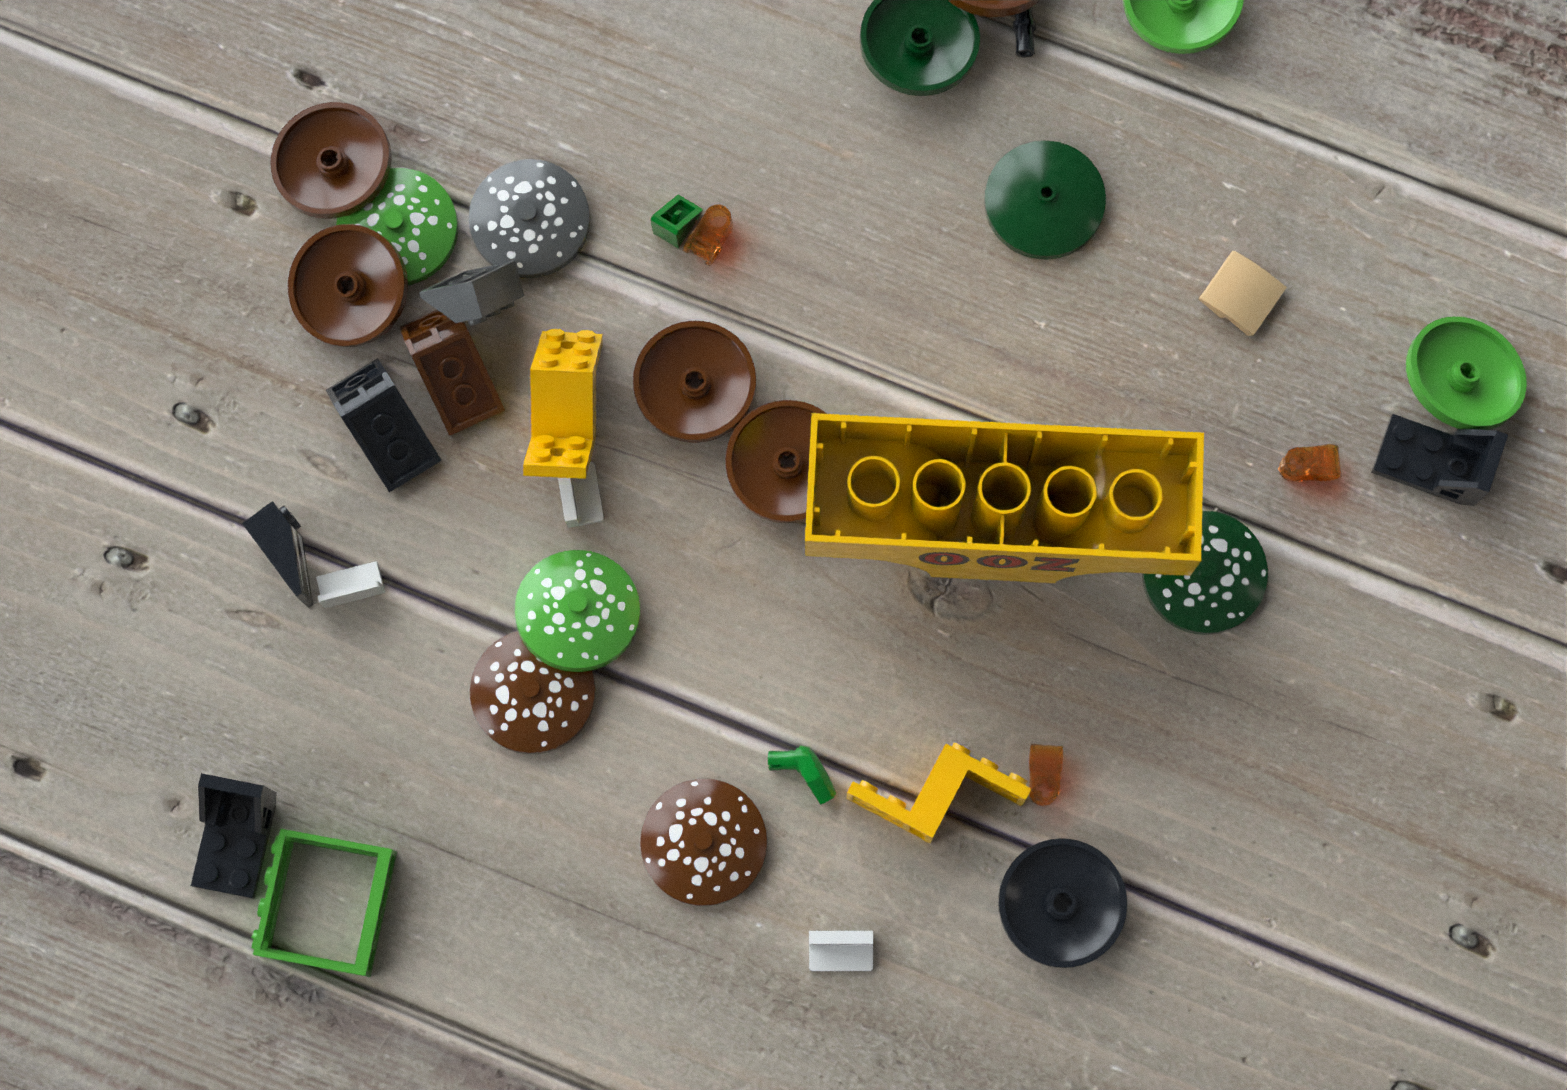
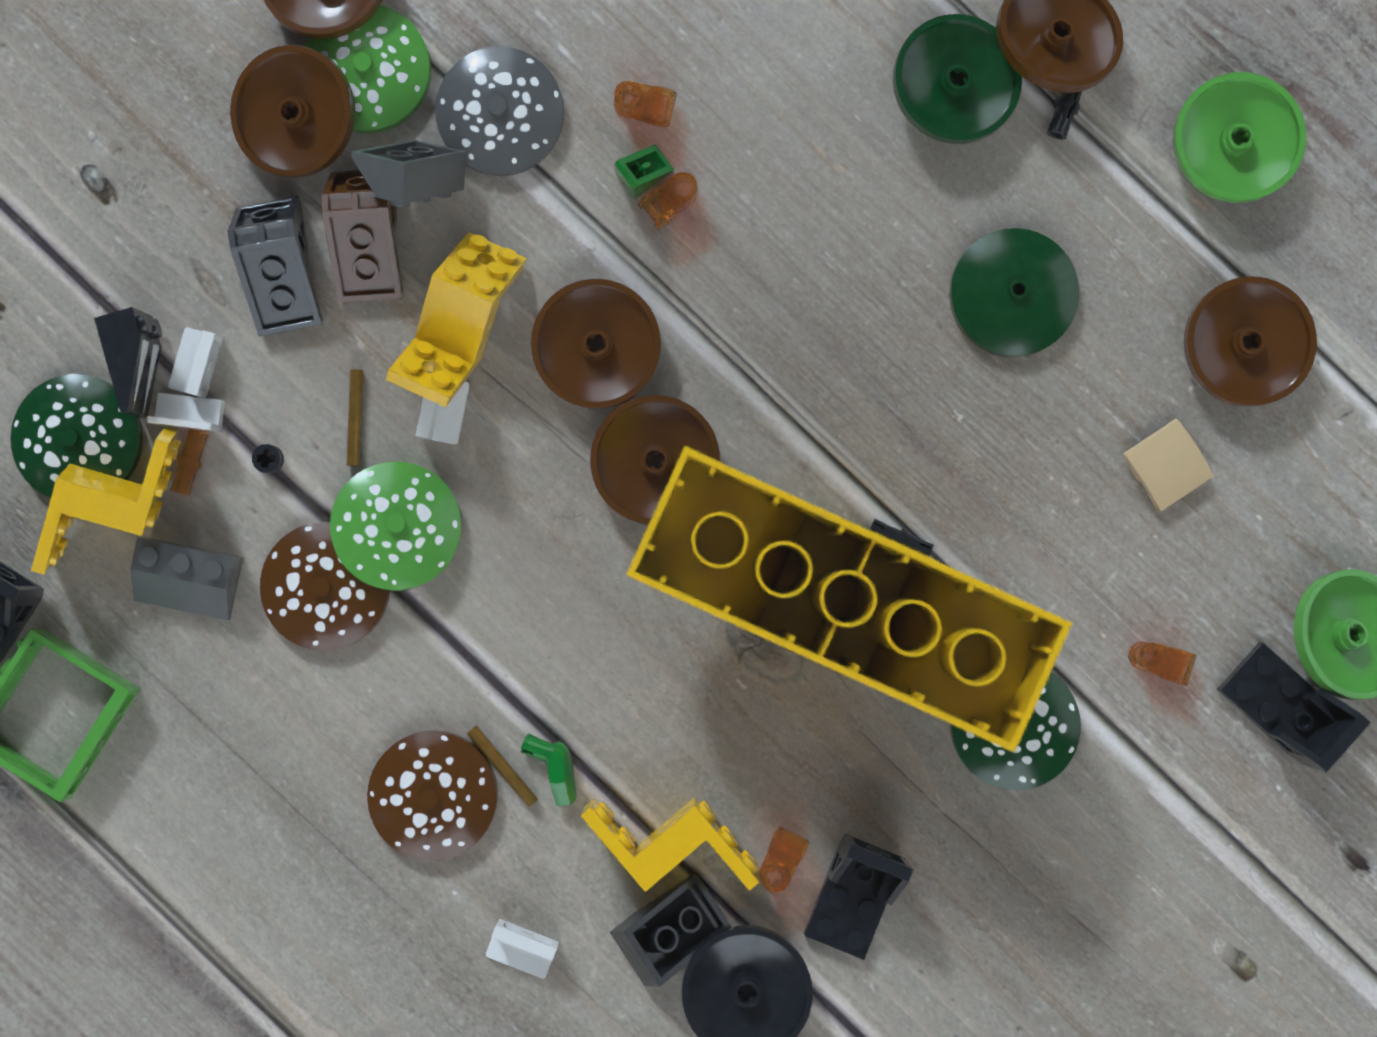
camera: 15 degrees right, 10 degrees up
(256, 647) = (77, 424): none -> dark green dish
(310, 682) = (105, 500): none -> yellow bracket
(339, 537) = (195, 362): none -> white panel
(367, 628) = (189, 462): none -> clear orange pin
(402, 731) = (185, 577): none -> dark grey slope
(445, 602) = (263, 450): none -> black bush
(502, 531) = (354, 417): none -> pearl gold bar
(658, 162) = (648, 103): none -> clear orange piece
(757, 790) = (502, 766): none -> pearl gold bar
(968, 878) = (669, 931): none -> black slope
(1125, 777) = (855, 895): none -> black bracket
(1267, 160) = (1250, 341): none -> reddish brown dish

